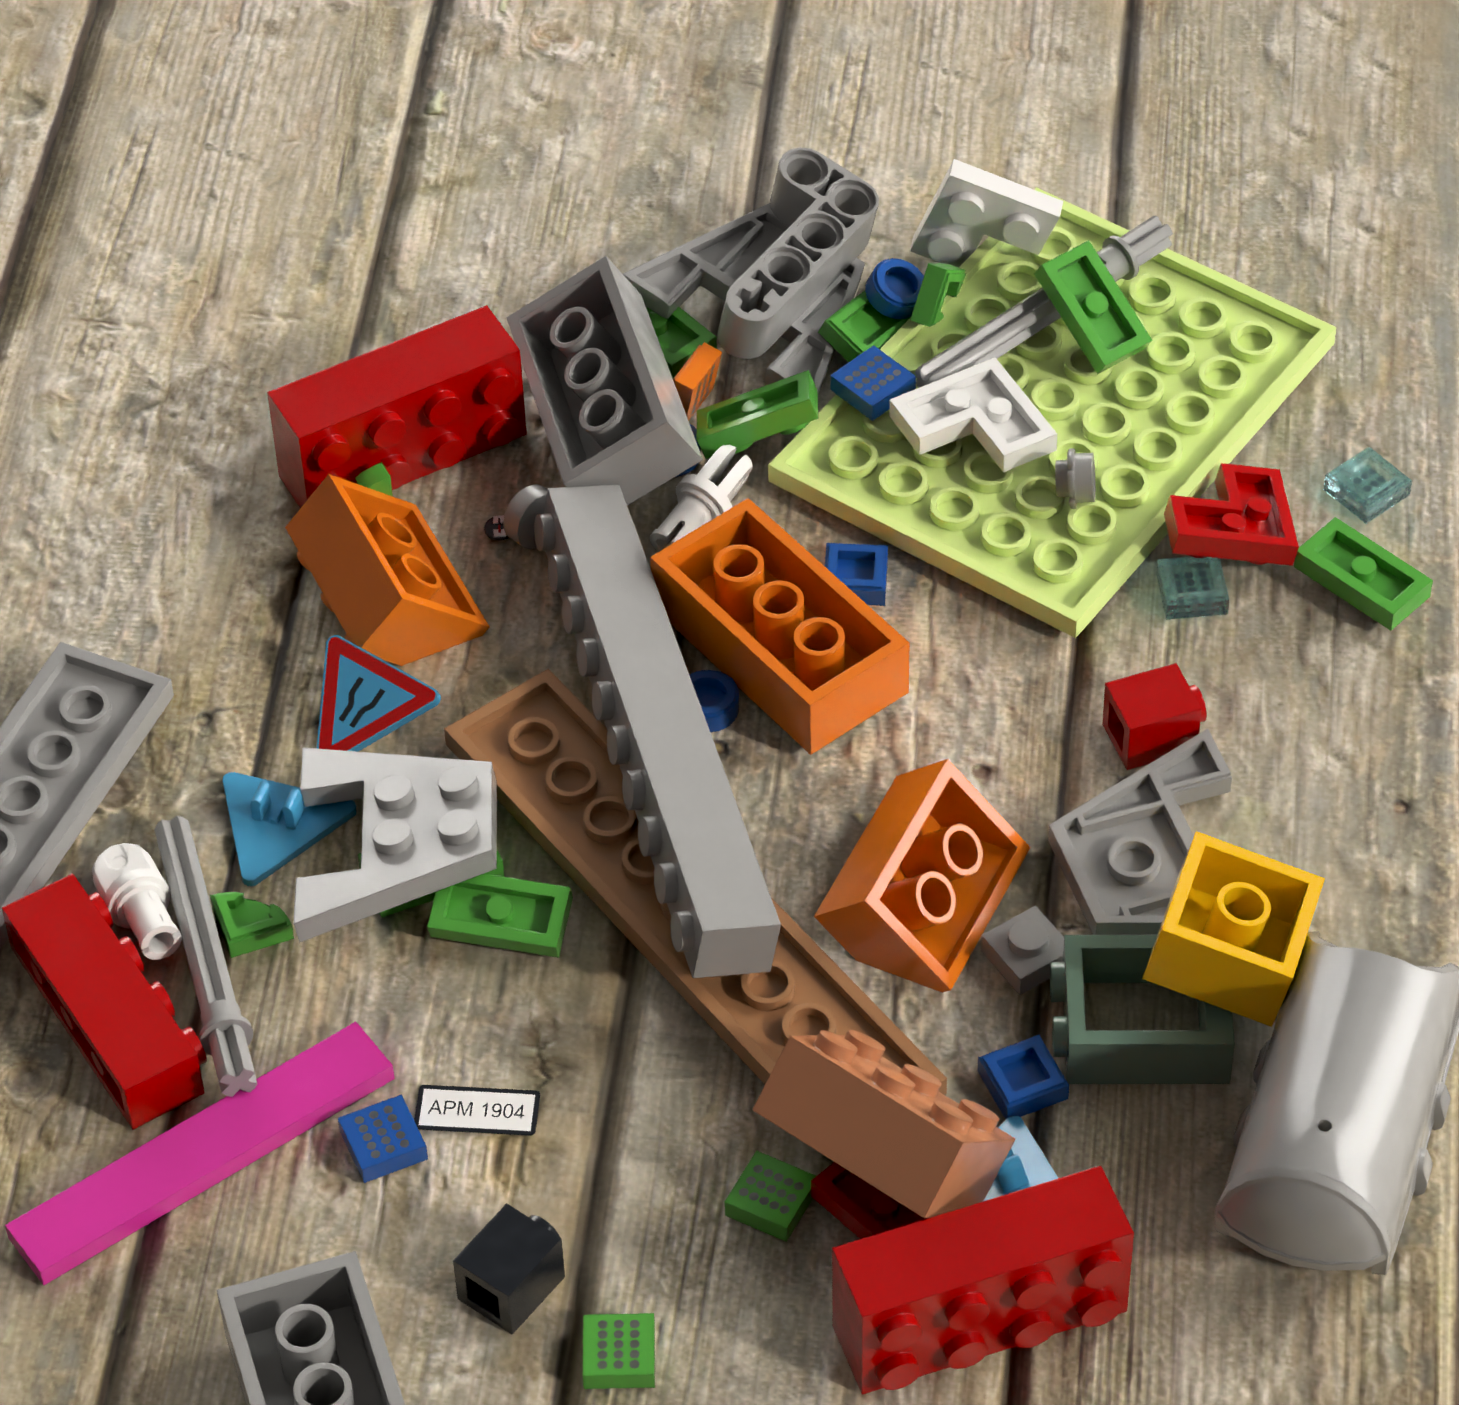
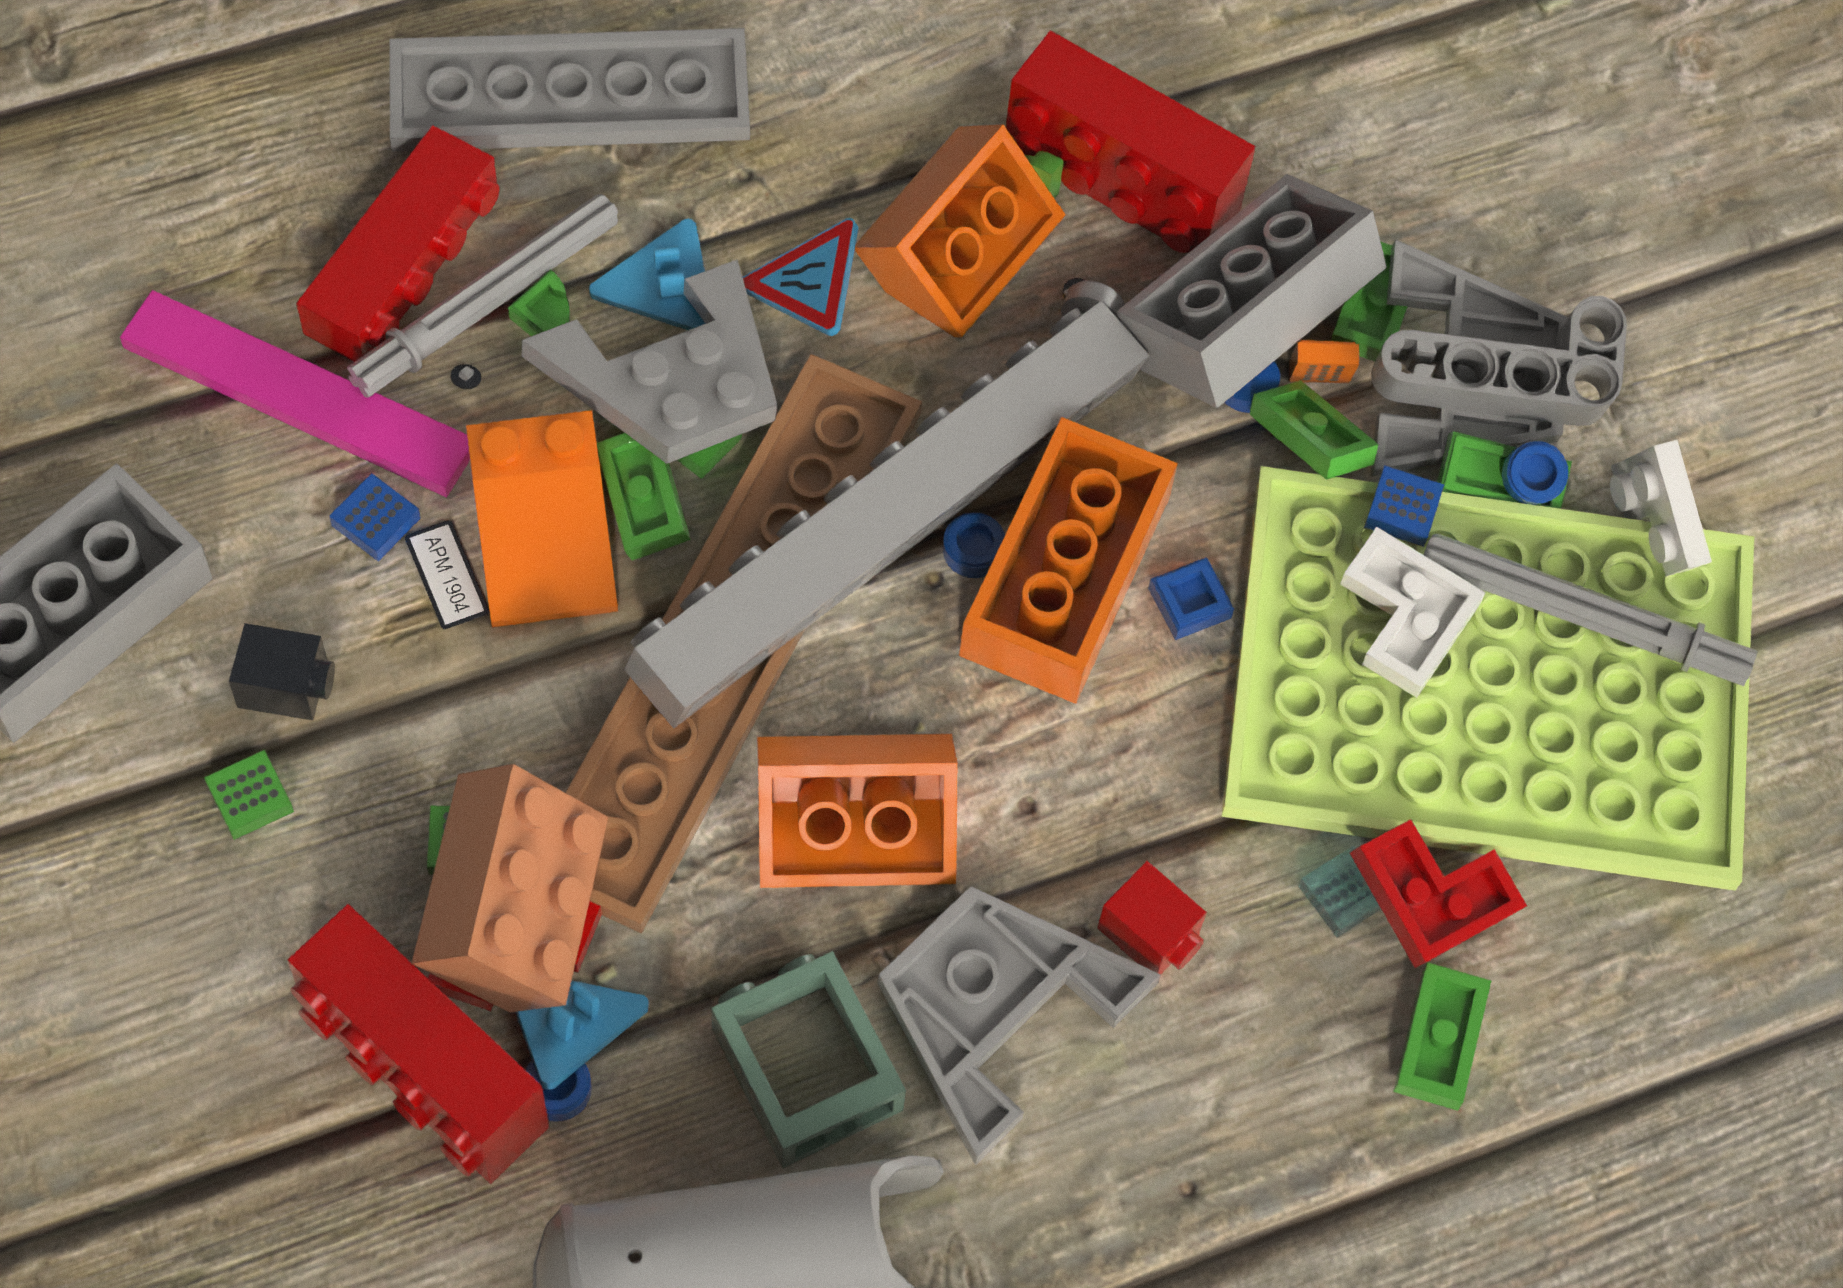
camera: 55 degrees right, 15 degrees up
(137, 898) = (515, 217): white arm -> none
(273, 1013) = (465, 376): none -> black piece
(475, 999) = (542, 518): none -> orange slope
(700, 498) = (1184, 434): white arm -> none
(938, 281) = (1547, 503): bright green tile -> none
(1023, 1077) = (690, 988): blue tile -> none
(1024, 949) = (835, 926): light grey plate -> none
(1076, 478) = (1386, 729): light grey plate -> none
(1093, 307) = (1598, 648): bright green plate -> none
(1234, 929) = (878, 1087): yellow brick -> none
(1367, 485) = (1569, 996): clear light blue tile -> none

